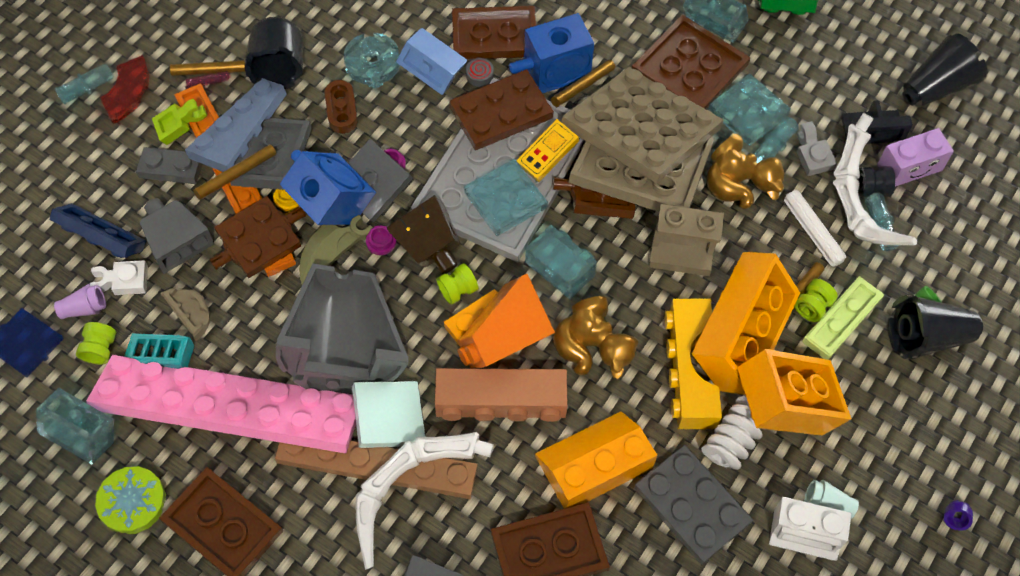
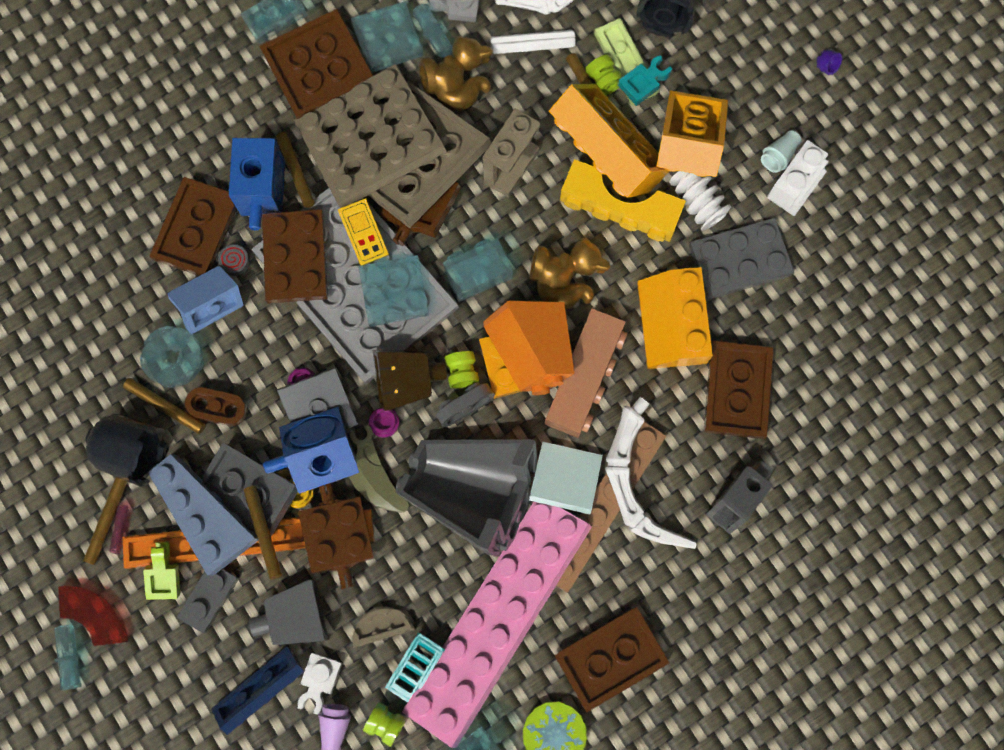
camera: 65 degrees left, 15 degrees up
(327, 71) = (164, 406): none -> pearl gold bar
(418, 295) = (456, 409): none -> dark grey plate
(825, 333) = (642, 82): none -> teal plate

